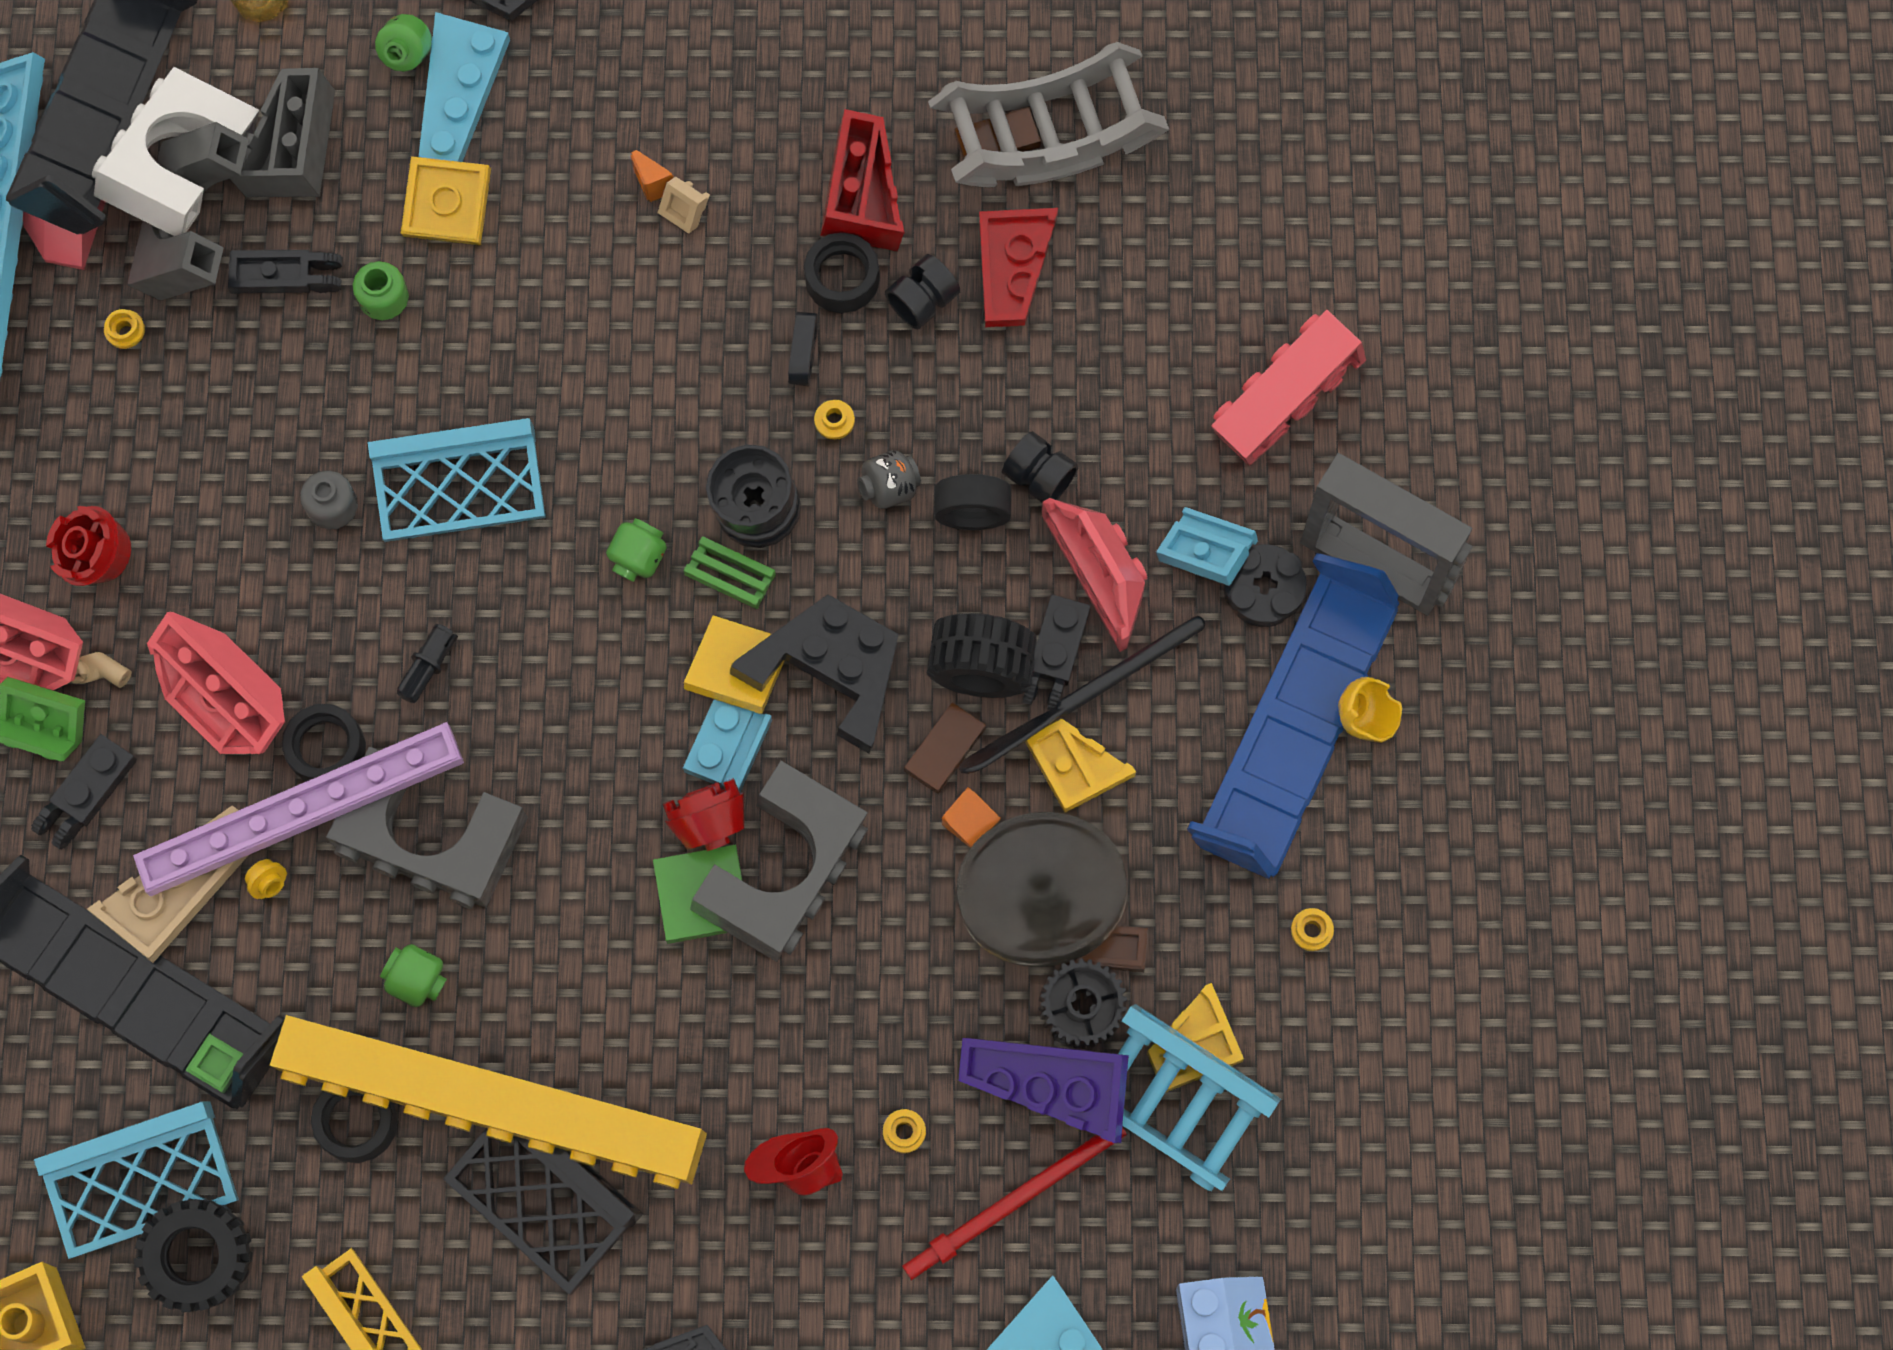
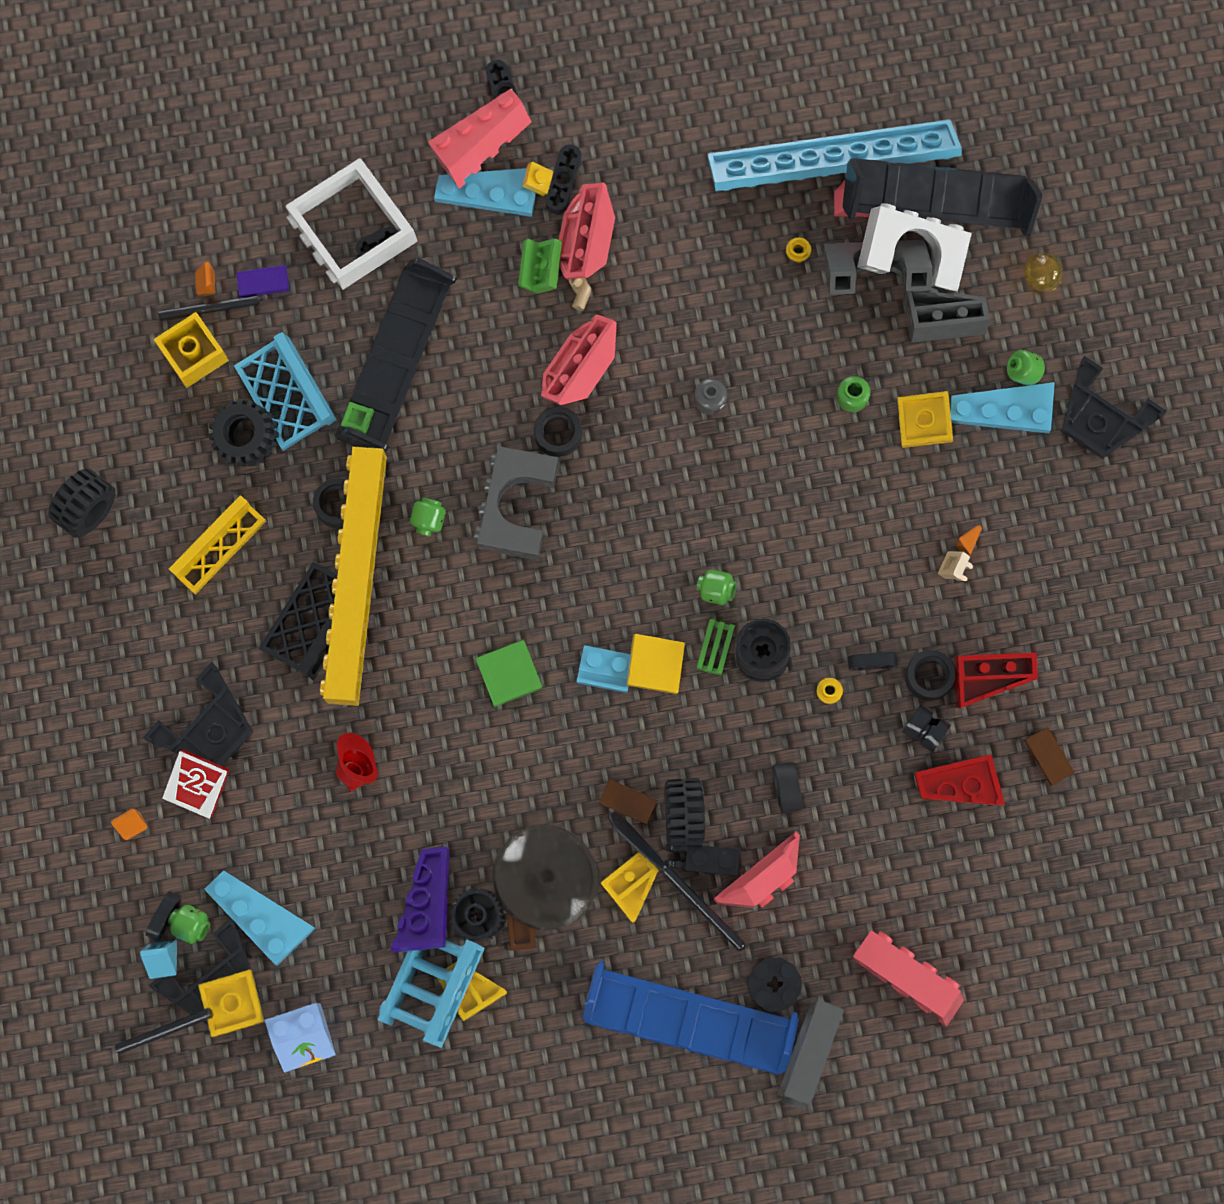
camera: 80 degrees right, 5 degrees up
(85, 790) = (506, 303): black hinge -> none
(88, 546) = (650, 265): red cone -> none
(156, 920) = (450, 365): tan wing -> none
(265, 879) = (470, 418): yellow plate -> none
(282, 271) = (855, 331): black hinge -> none
(298, 809) = (512, 427): lavender tile -> none
(426, 663) = (621, 479): black axle -> none
(451, 445) = (762, 464): medium azure fence -> none
(707, 815) = (554, 665): red cone -> none
(772, 918) = (496, 719): dark grey arch -> none
(839, 650) = (676, 725): black wing -> none
(889, 479) = (794, 732): dark grey head -> none
(900, 1118) = (386, 814): yellow plate -> none
(944, 1247) = (321, 859): red bar -> none
(969, 817) = (585, 826): orange slope -> none
(1035, 465) = (820, 826): black wheel -> none
(1057, 159) = (1041, 797): light grey fence -> none
(1207, 546) = (790, 942): medium azure plate -> none
(1315, 917) = (546, 1047): yellow plate -> none
(1369, 710) = (700, 1065): yellow hair -> none

